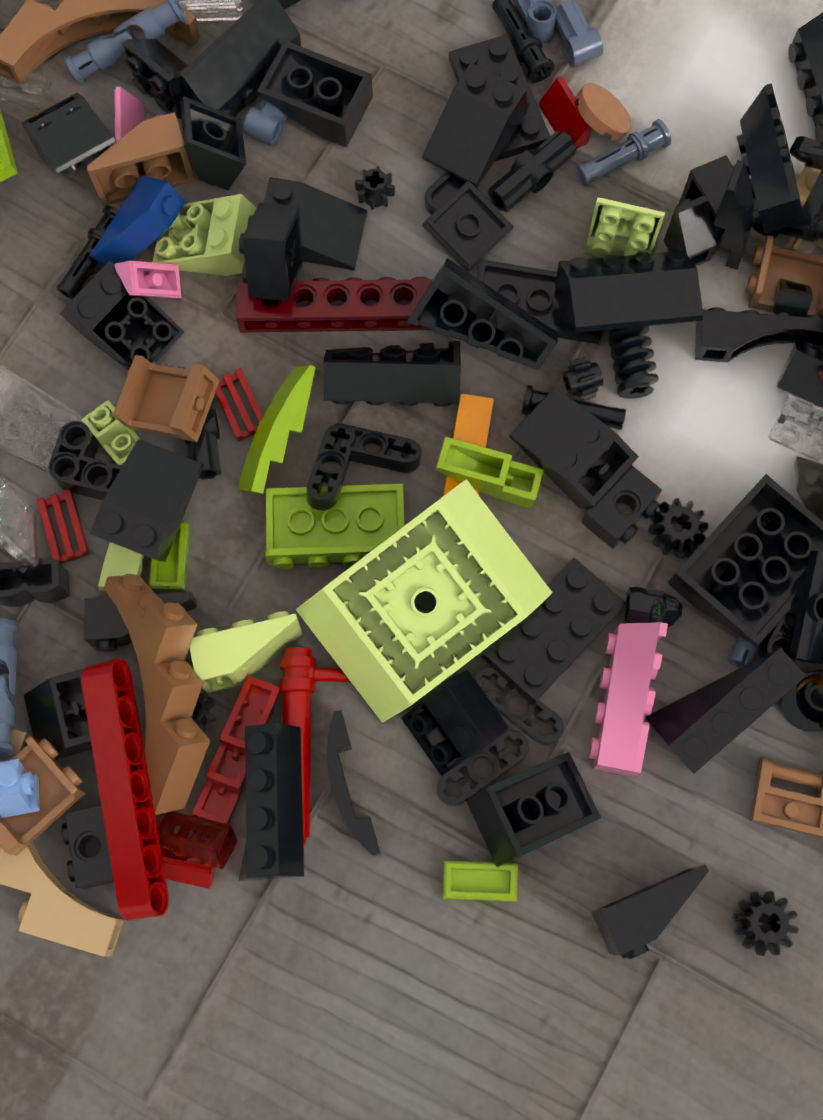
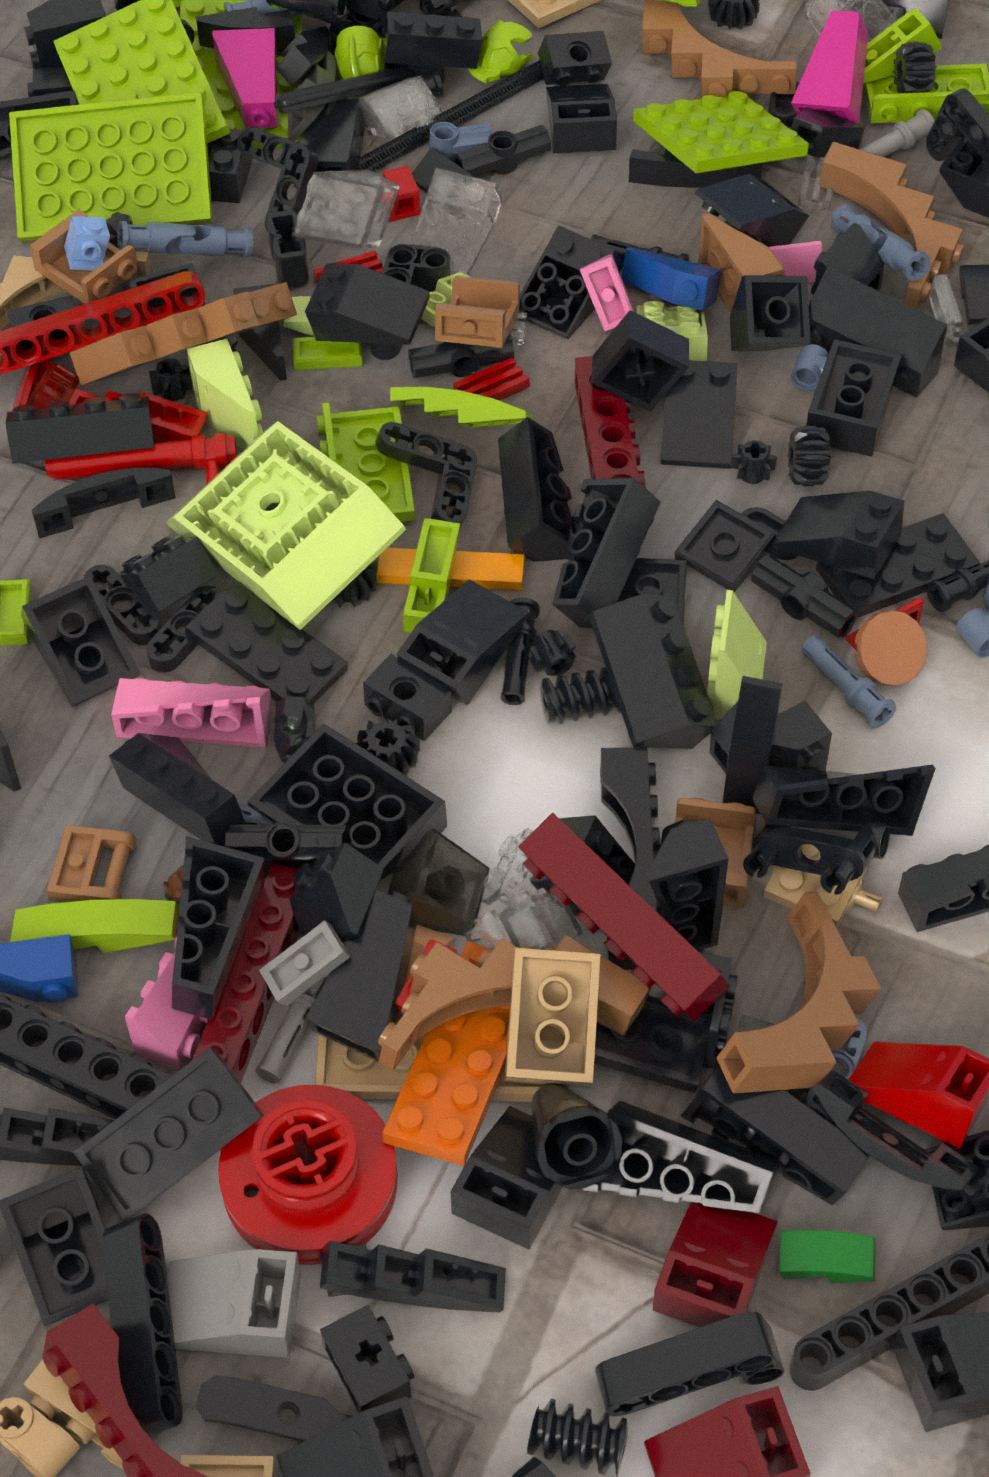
camera: 85 degrees right, 20 degrees down
(381, 139) = (809, 456): none -> black gear

